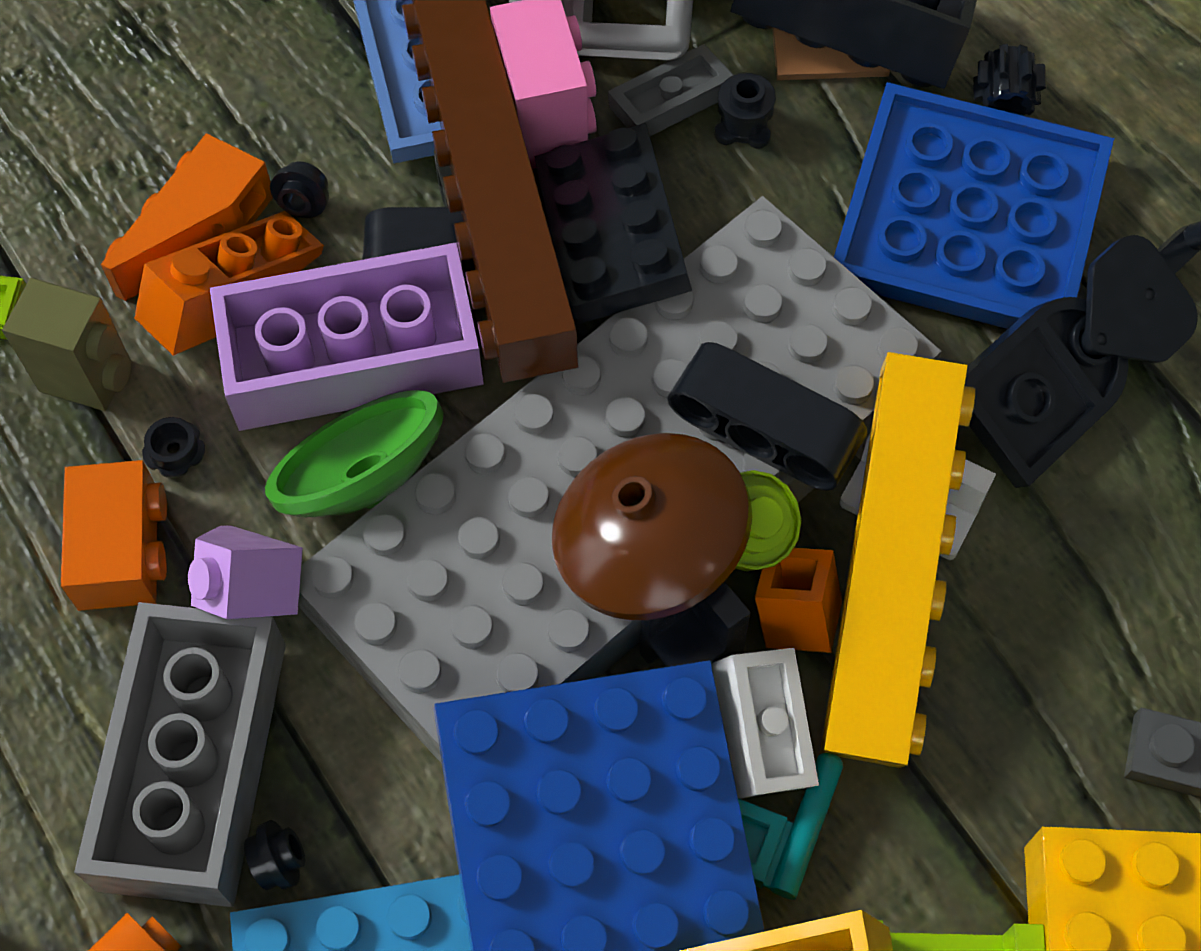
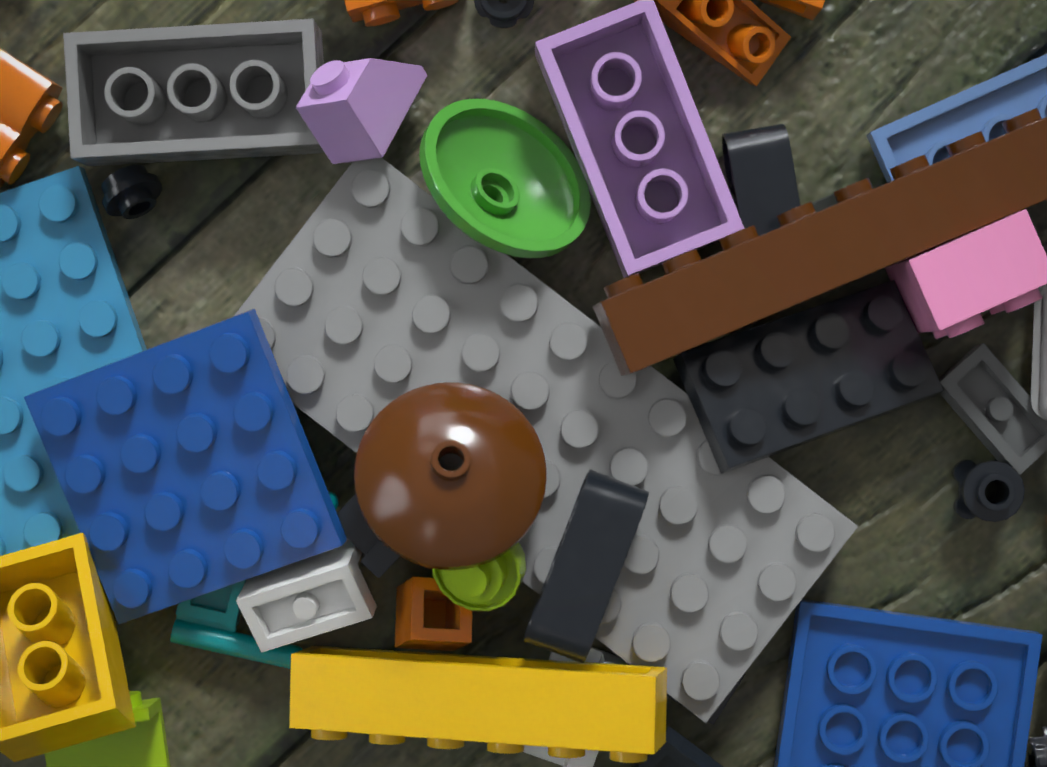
camera: 80 degrees right, 25 degrees up
(300, 189) = (810, 49): black plate -> none

